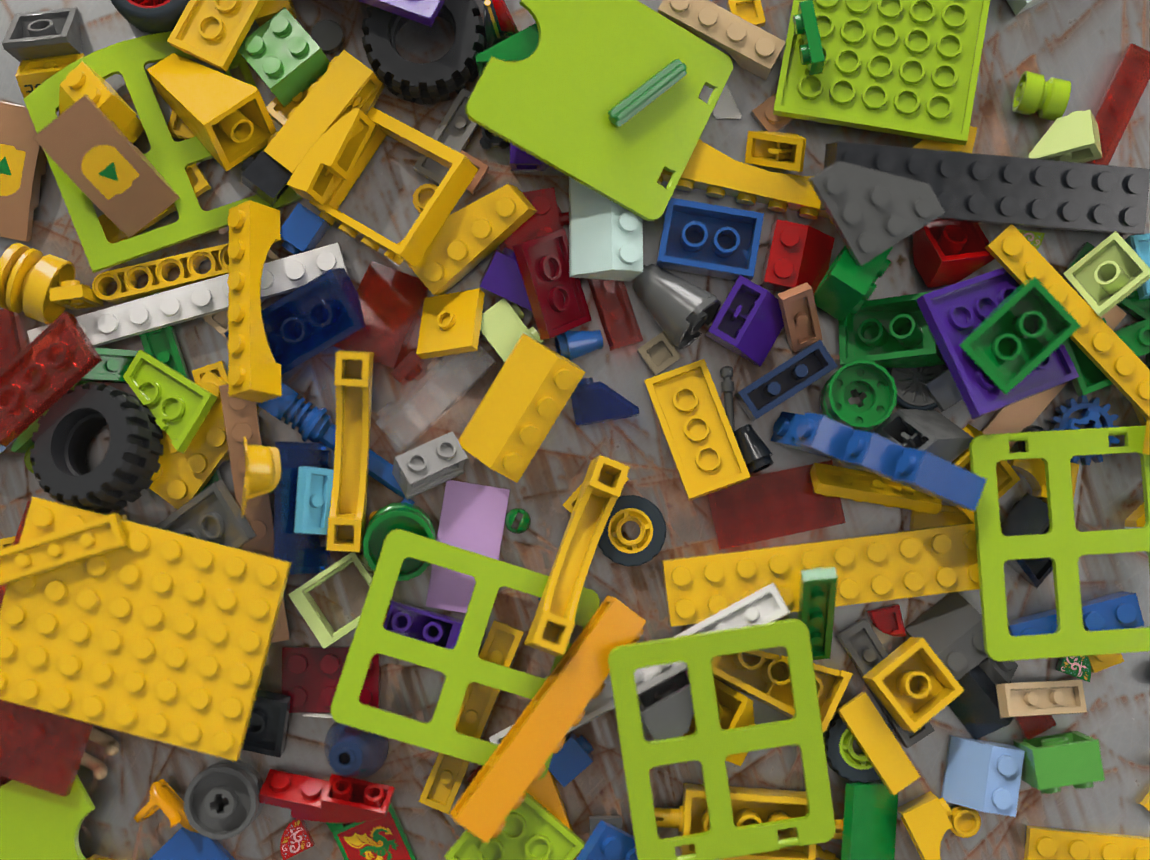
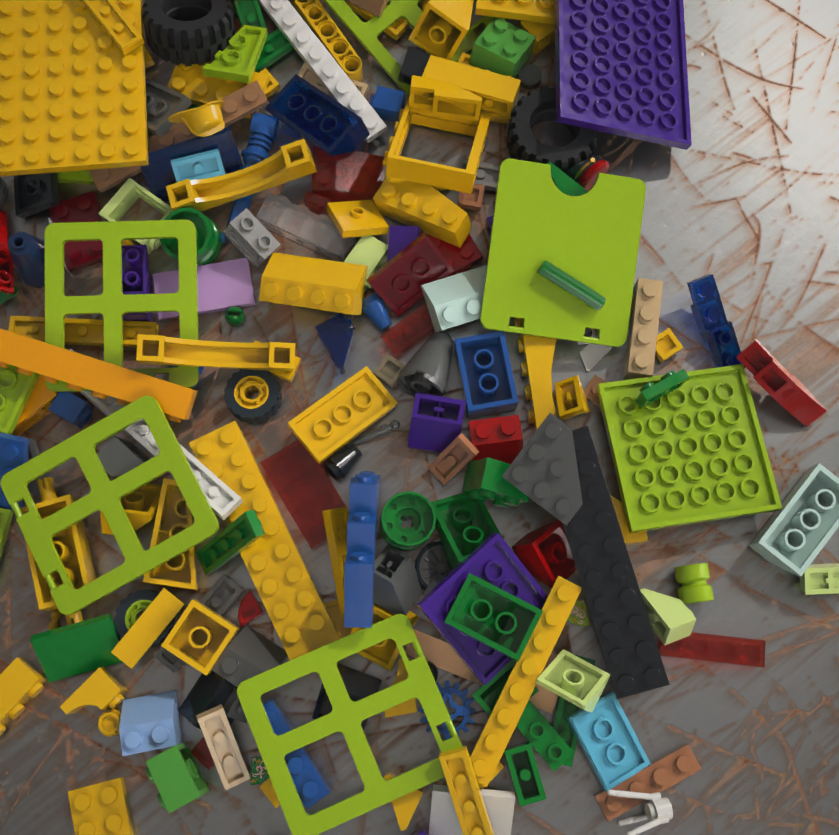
camera: 70 degrees right, 10 degrees down
(251, 366) = (274, 93): yellow arch -> none
(785, 380) = (401, 464): dark blue brick -> none

